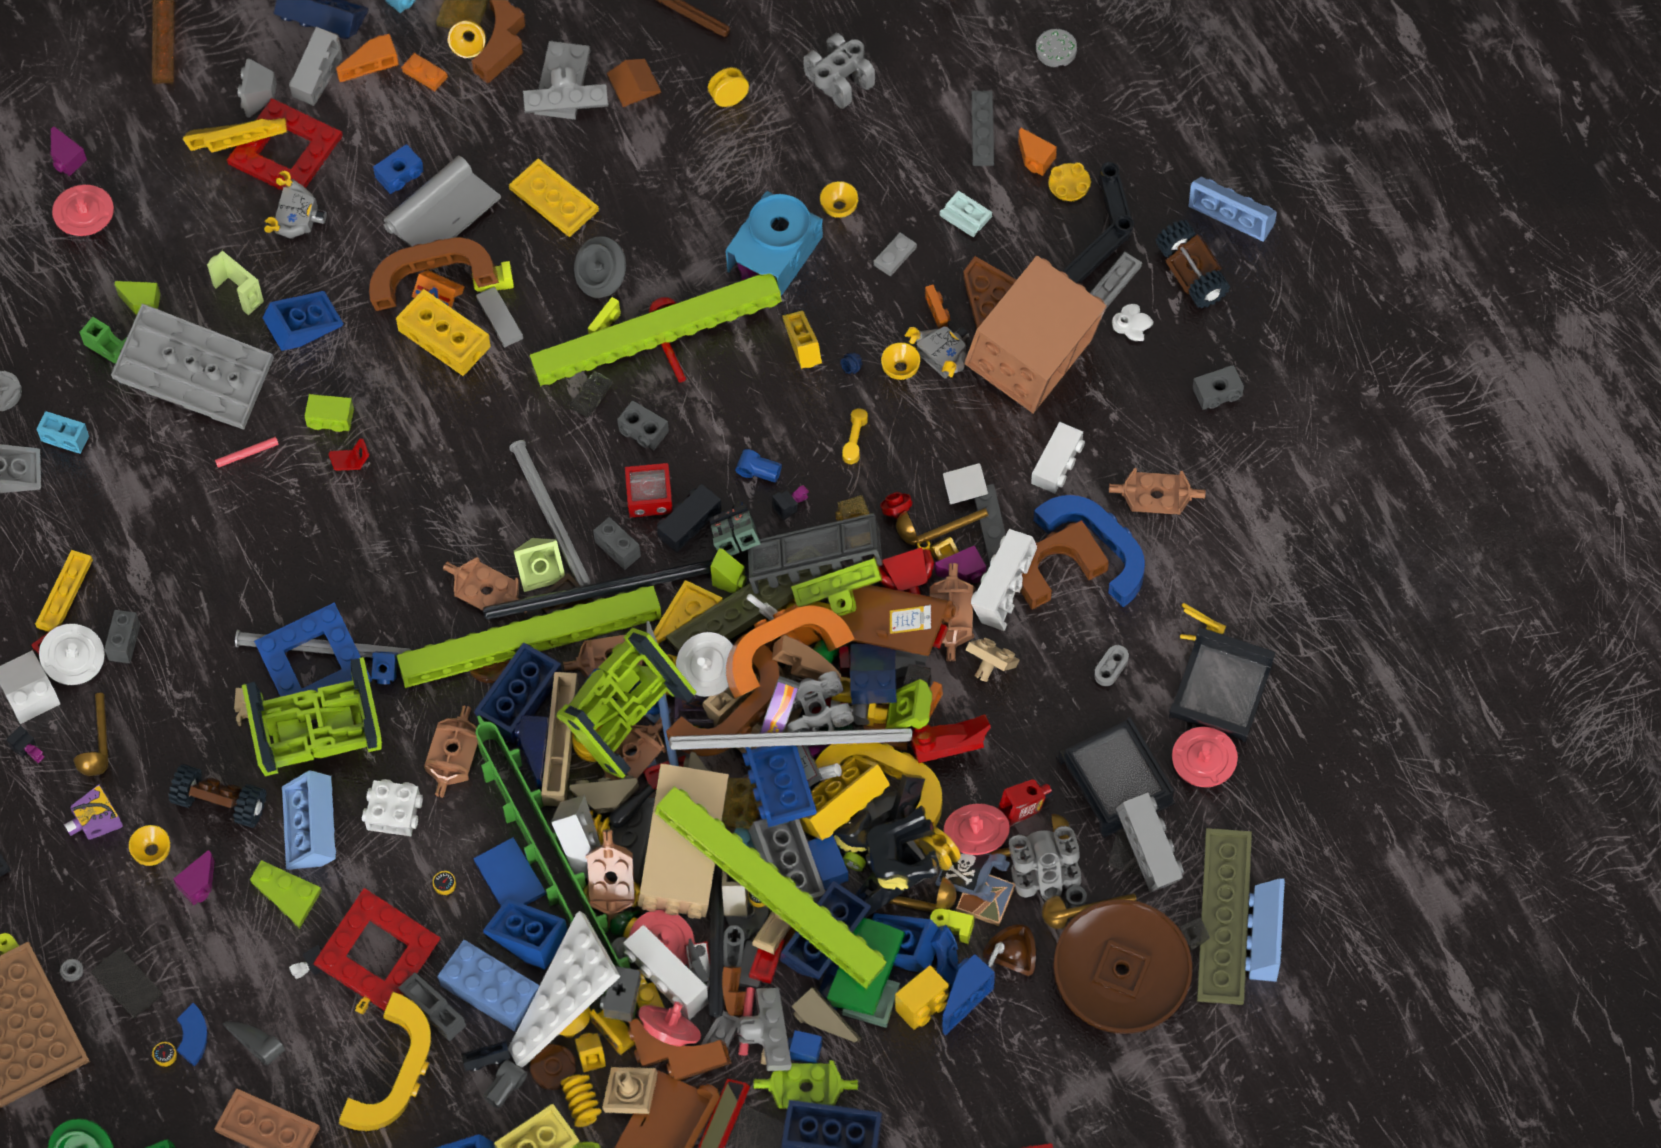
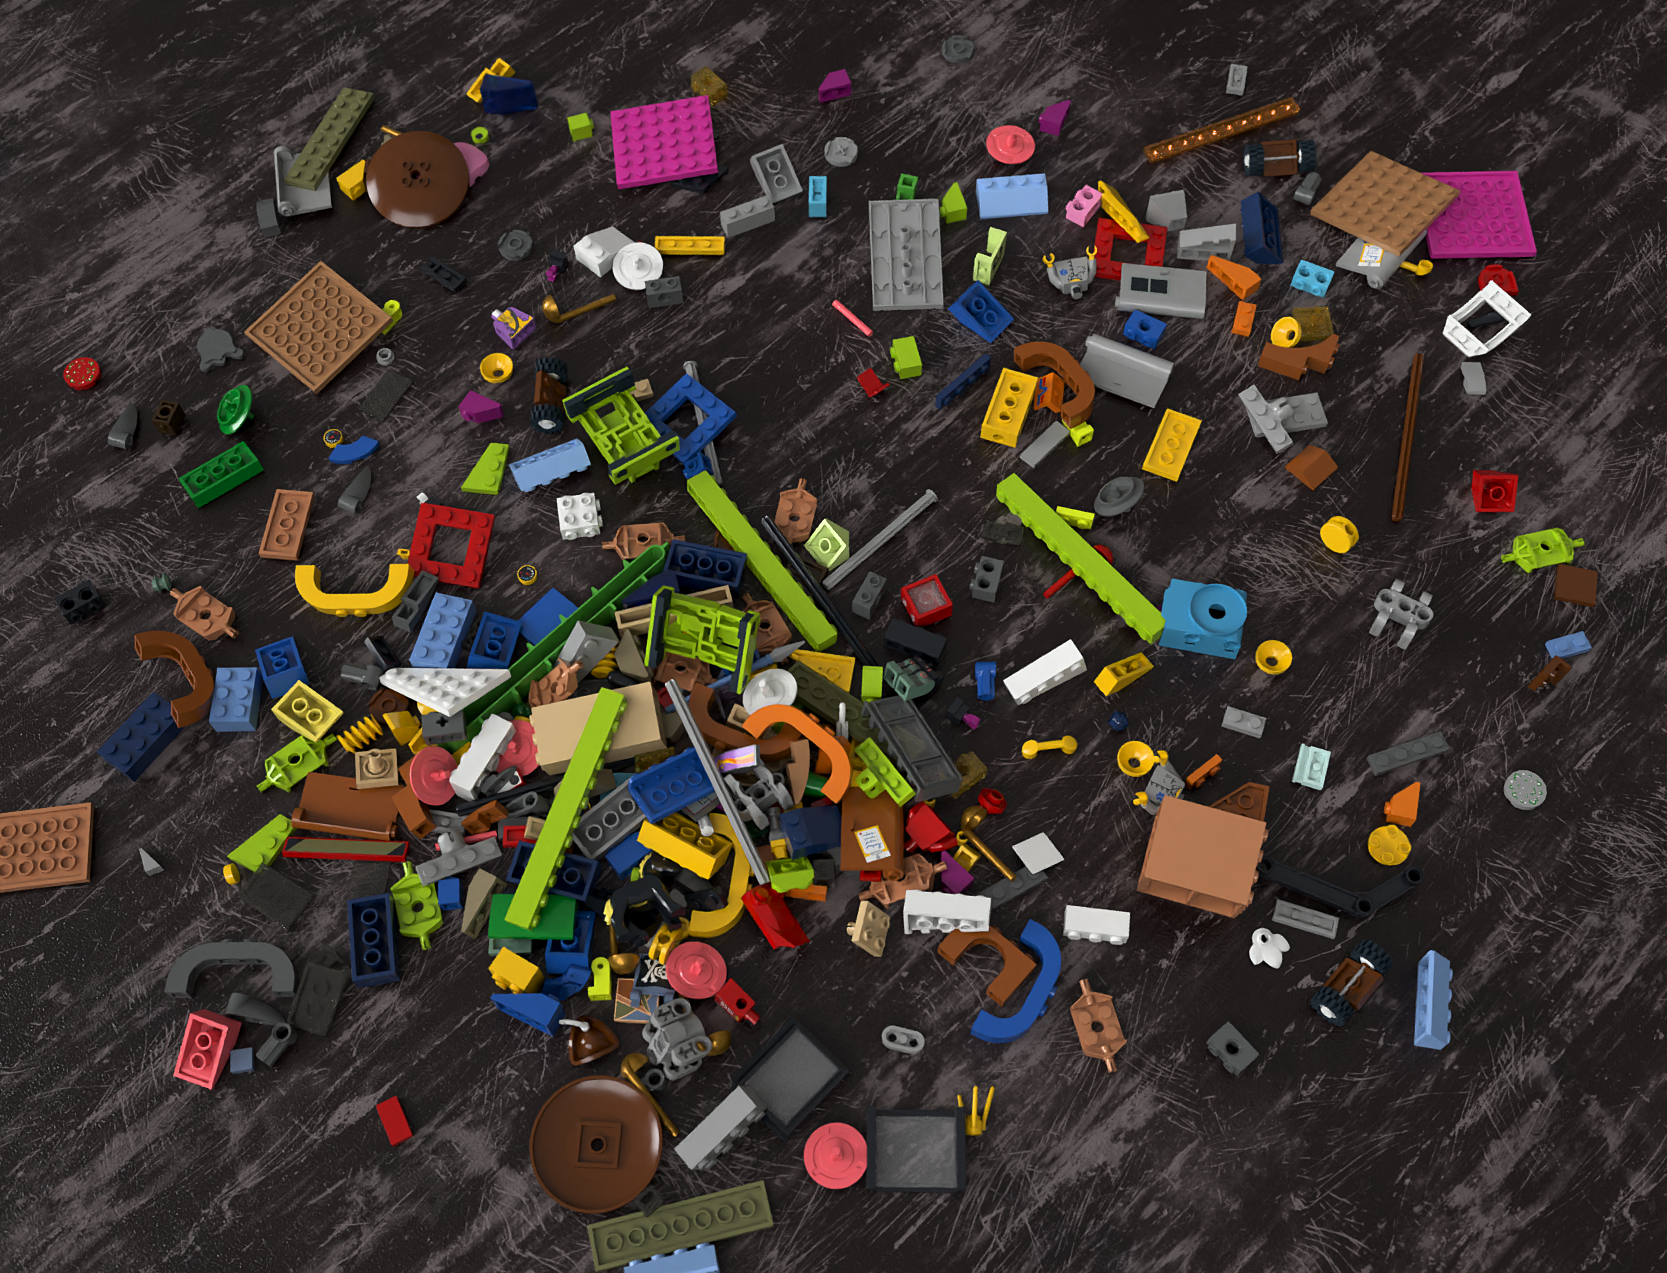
camera: 70 degrees right, 0 degrees up
(53, 516) = (747, 216): none -> light grey brick
(157, 234) = (1012, 196): none -> light blue slope
(206, 166) = (1084, 205): none -> bright pink brick
(357, 133) = (1162, 291): none -> light grey door
(384, 360) = (960, 384): none -> dark blue plate
(776, 407) = (1046, 673): none -> white wedge

